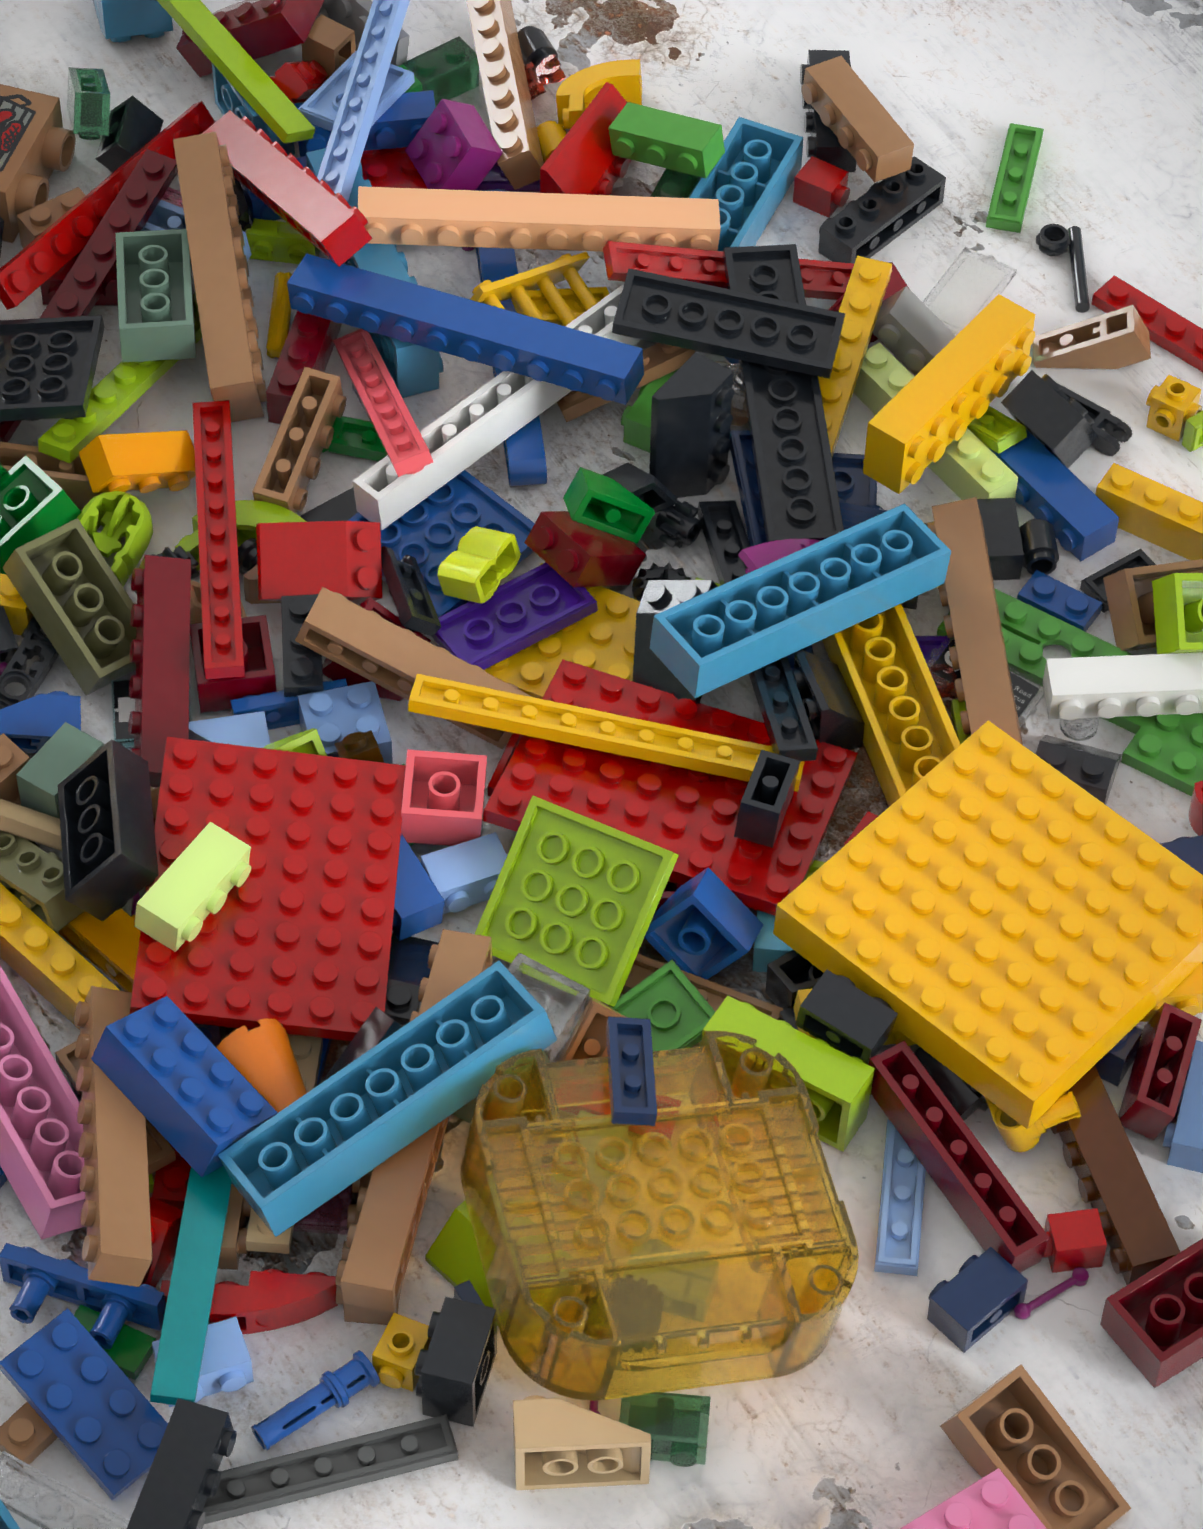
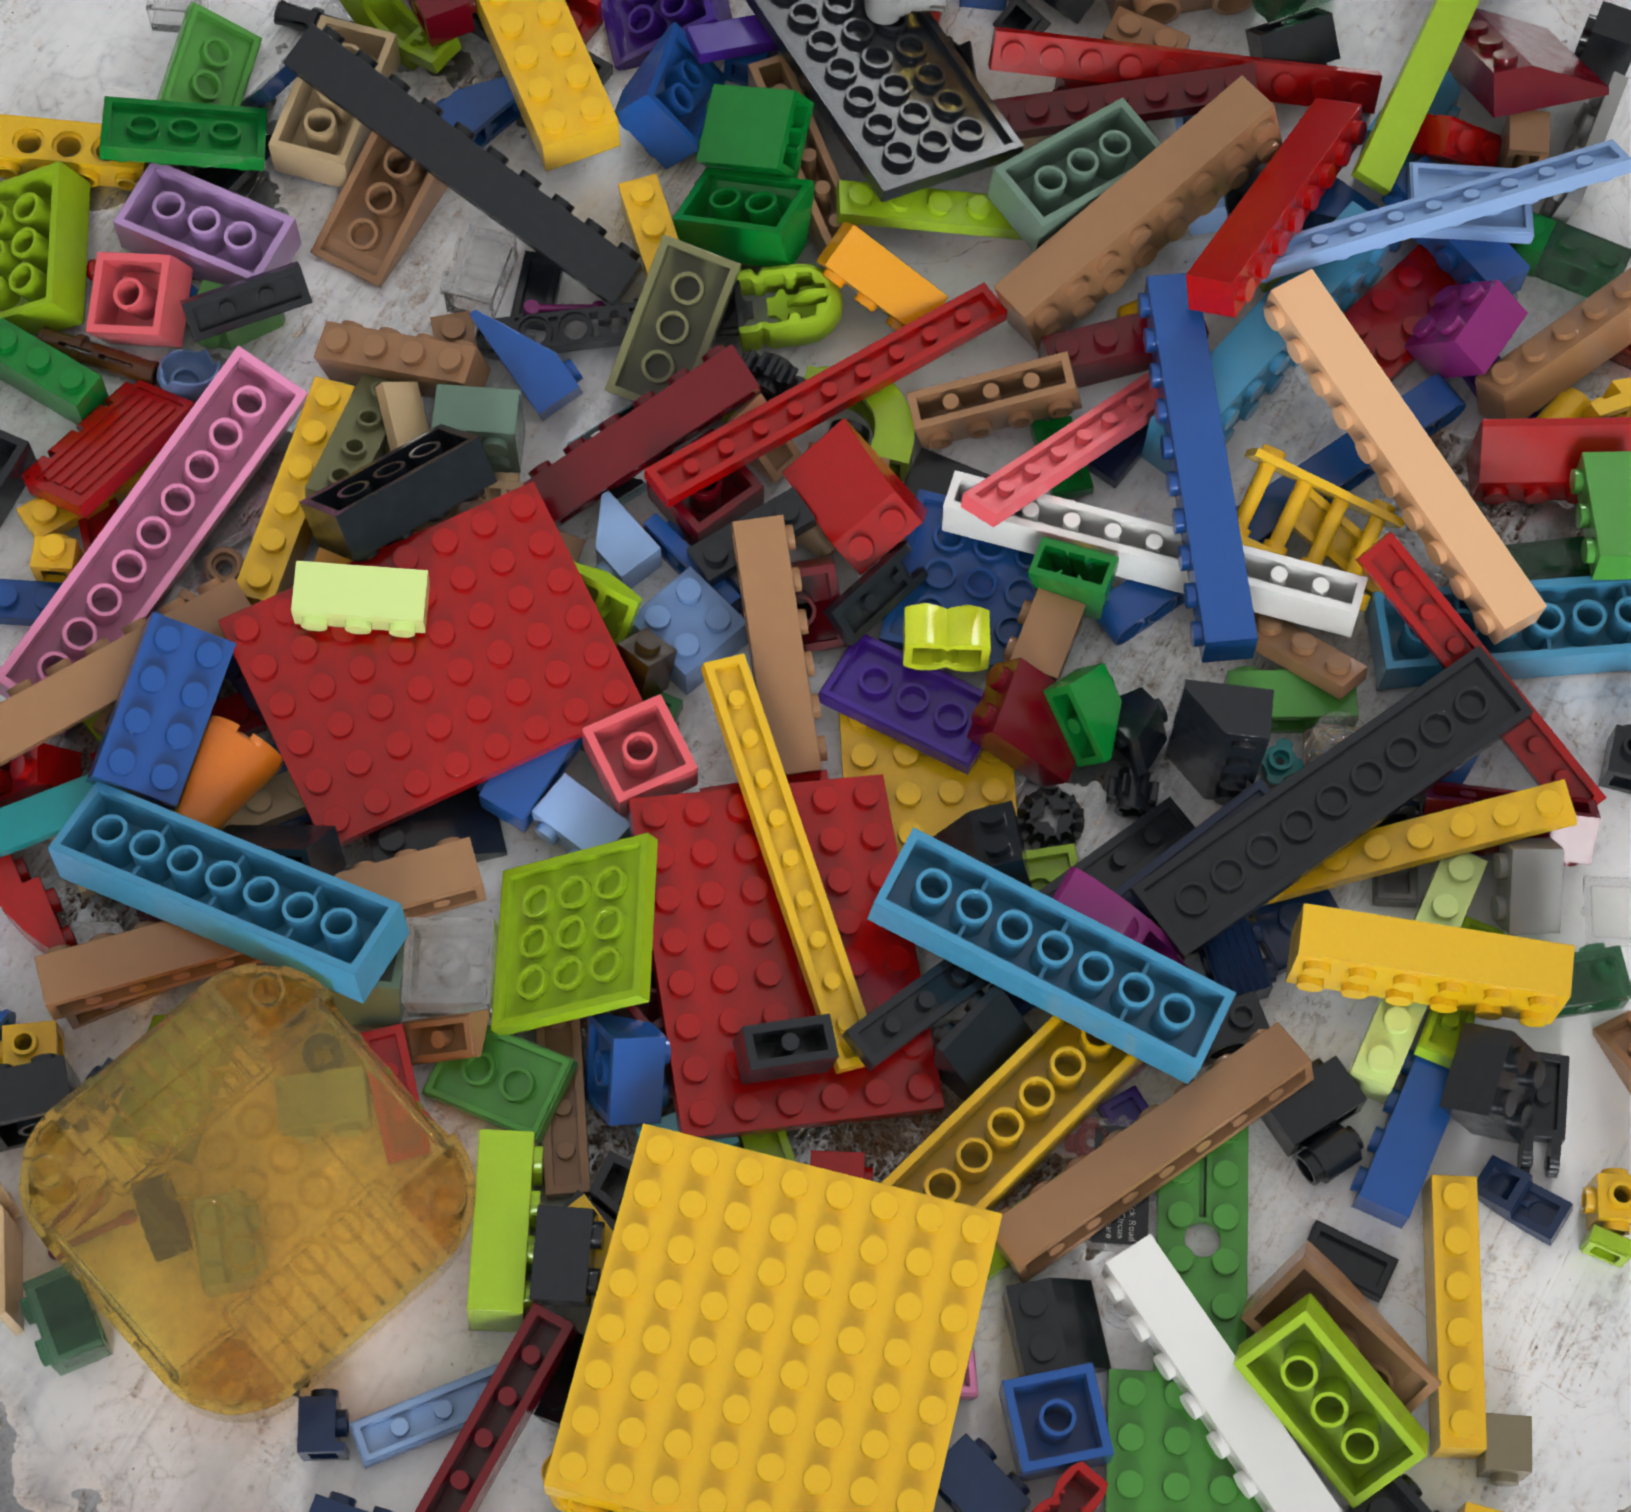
camera: 60 degrees right, 15 degrees up
(53, 1019) = (219, 556): none -> medium nougat plate
(494, 456) = (1074, 573): none -> green torso
(516, 502) = (1047, 632): none -> medium nougat brick
(631, 1071) = (350, 1088): dark blue plate -> none
(728, 323) = (1371, 703): black plate -> none
(857, 418) = (1396, 889): none -> flat silver tile
(876, 1283) = (322, 1426): none -> dark blue brick
(1060, 600) = (1275, 1211): blue plate -> none
(1146, 458) = (1522, 1202): none -> dark blue slope
(1153, 790) = (1055, 1421): none -> blue brick

